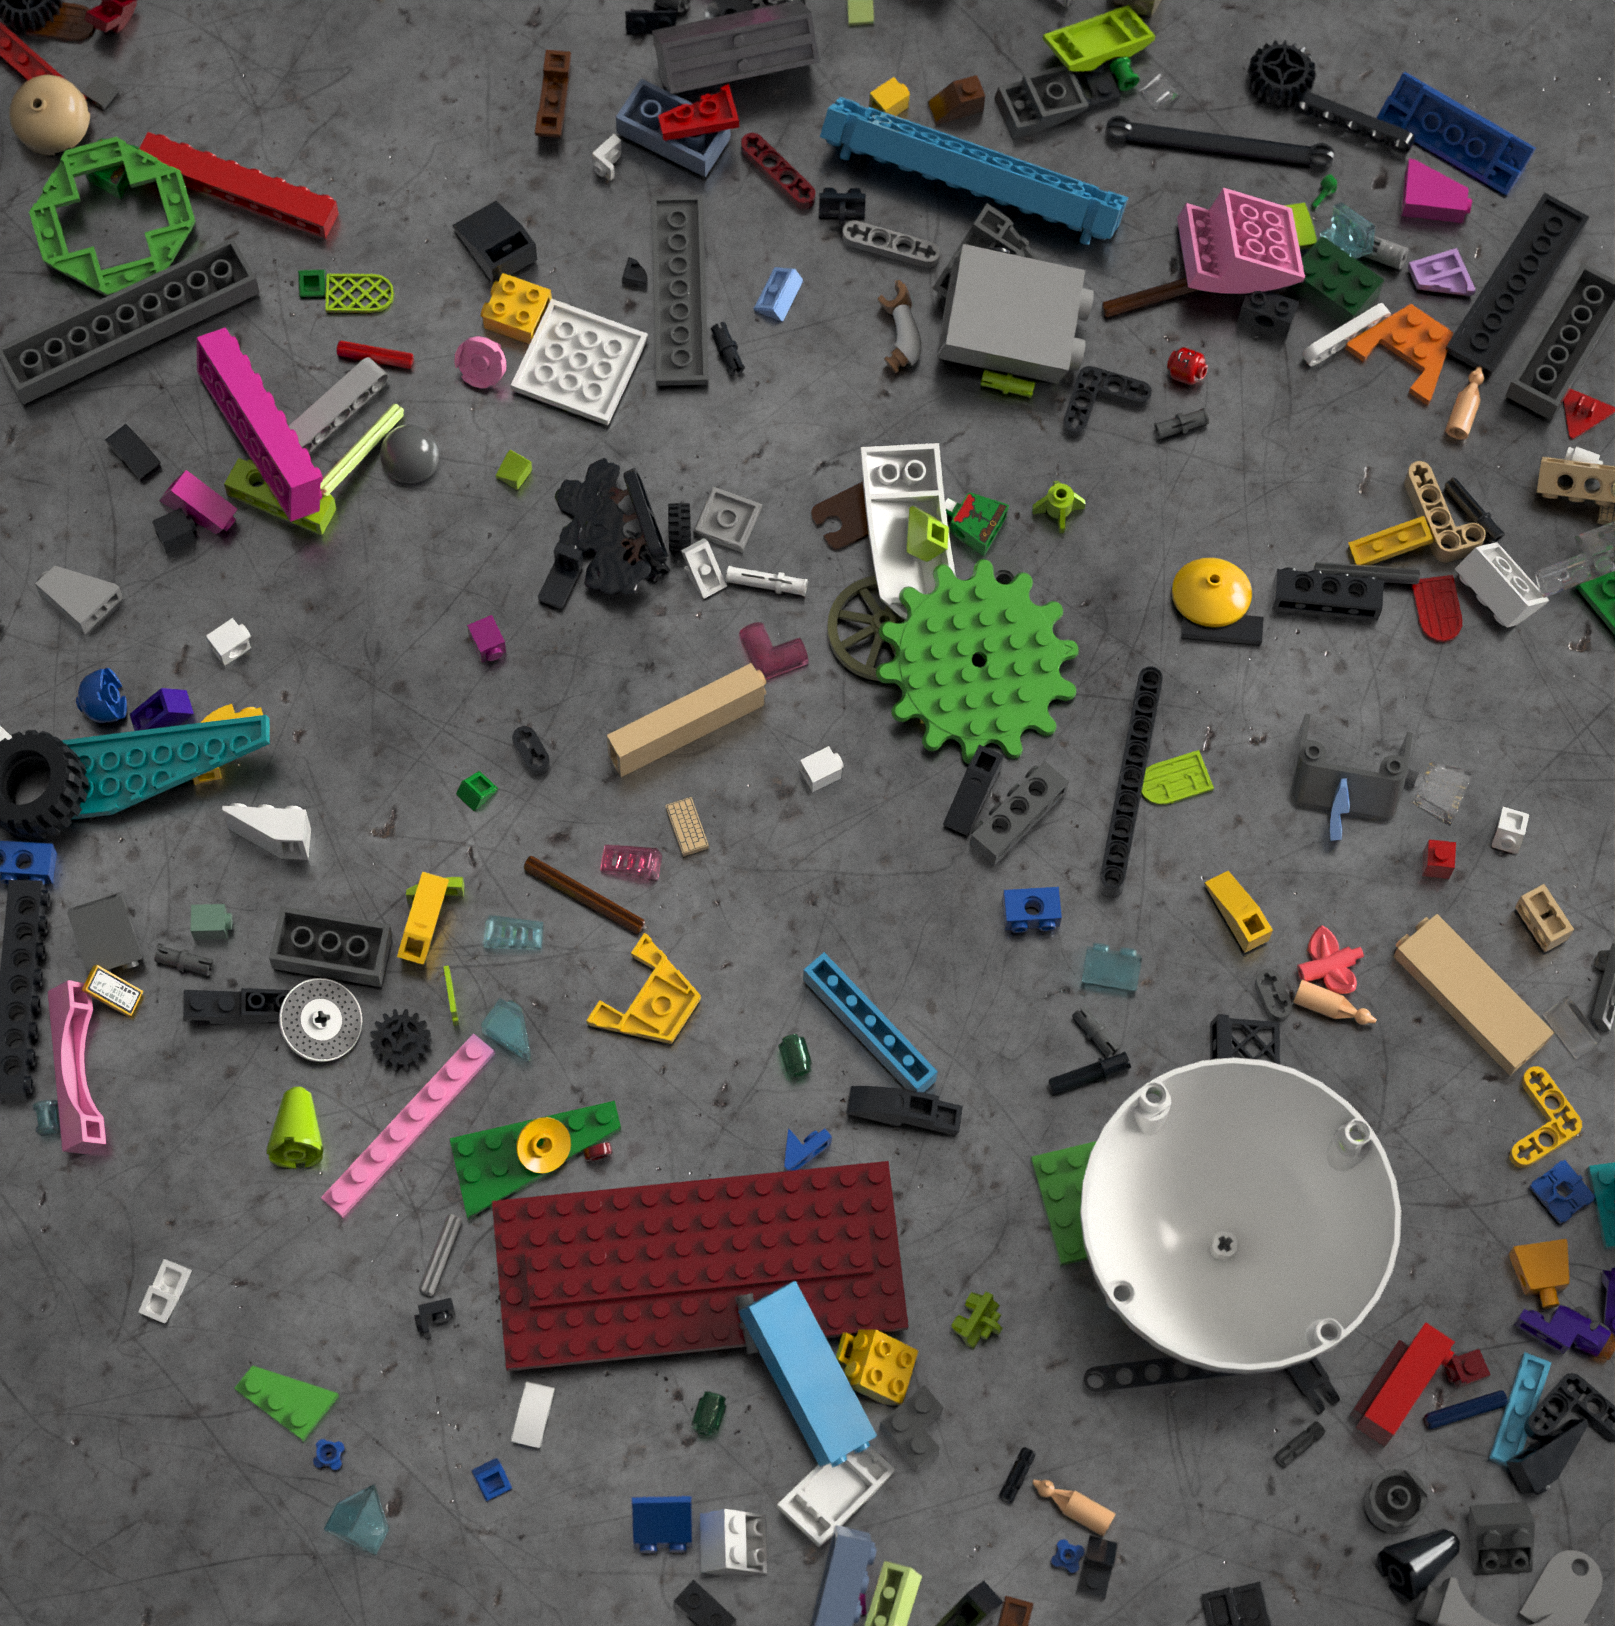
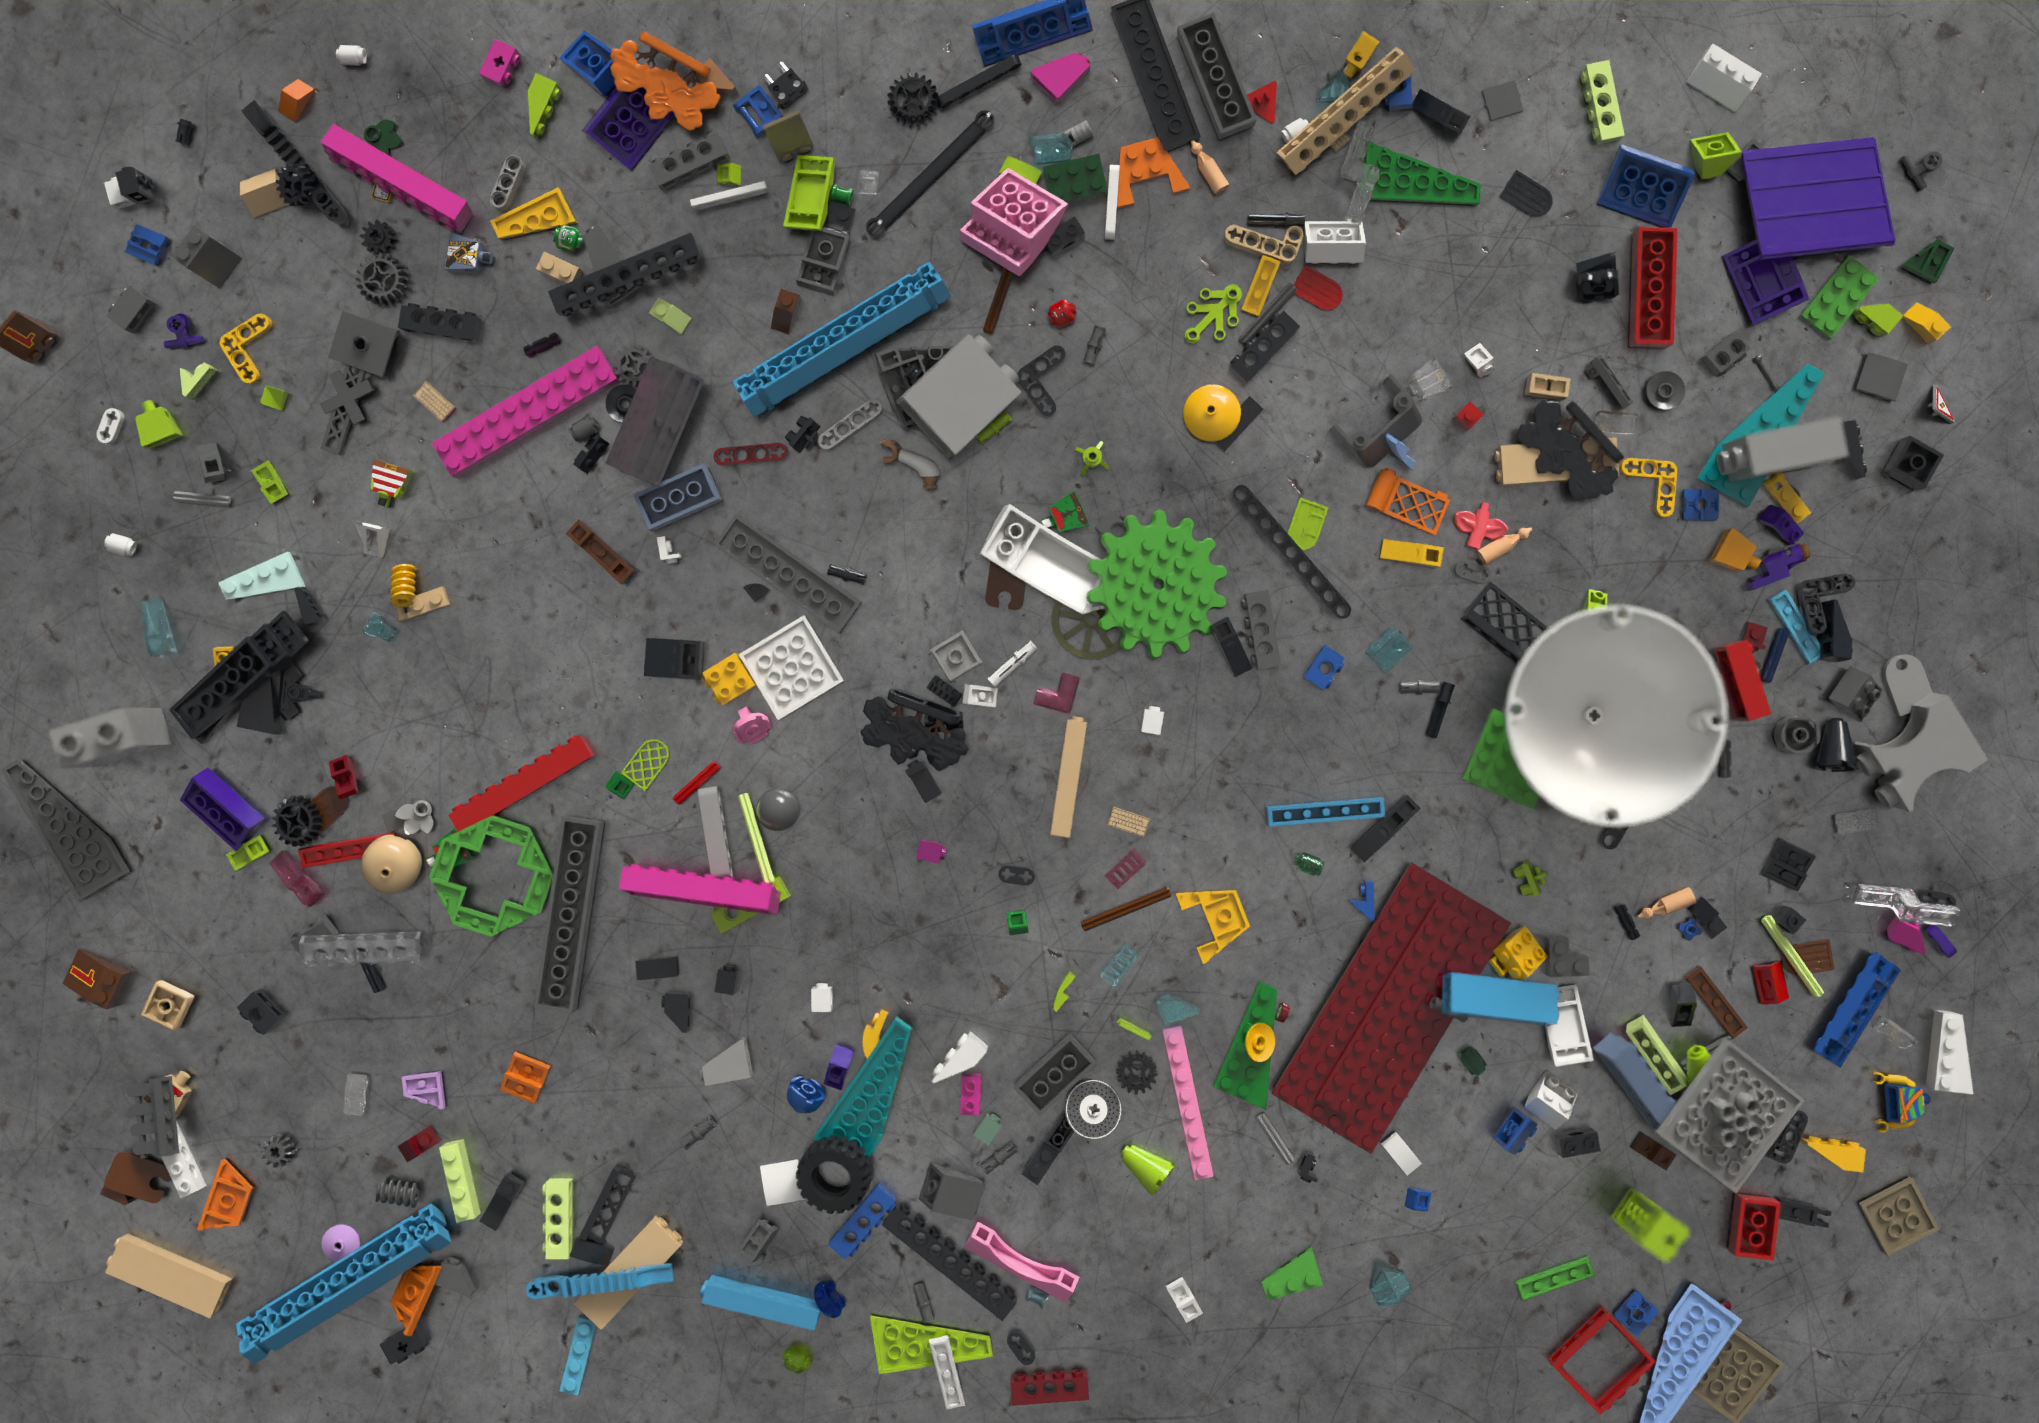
camera: 50 degrees left, 20 degrees up
(103, 503) = (677, 1008): none -> black slope
(112, 990) = (990, 1212): tile -> none
(116, 108) = (413, 819): none -> light grey plate
(200, 502) = (721, 955): dark pink slope -> none
(237, 873) = (970, 1094): none -> dark pink brick
(328, 1446) = (1341, 1282): blue plate -> none
(423, 918) = (1079, 1014): yellow slope -> none
(514, 469) = (833, 757): lime slope -> none
(705, 116) = (690, 477): red wing -> none
(779, 293) = (832, 515): light blue slope -> none
(890, 97) = (754, 350): yellow brick -> none
(926, 535) = (1058, 553): lime slope -> none
(1286, 831) = (1384, 493): none -> orange piece
(1321, 518) = (1215, 311): none -> lime plant
(1329, 184) = (1007, 131): green hand -> none
(1442, 273) = (1115, 112): lavender wing -> none
(1491, 982) = (1564, 450): none -> black plant

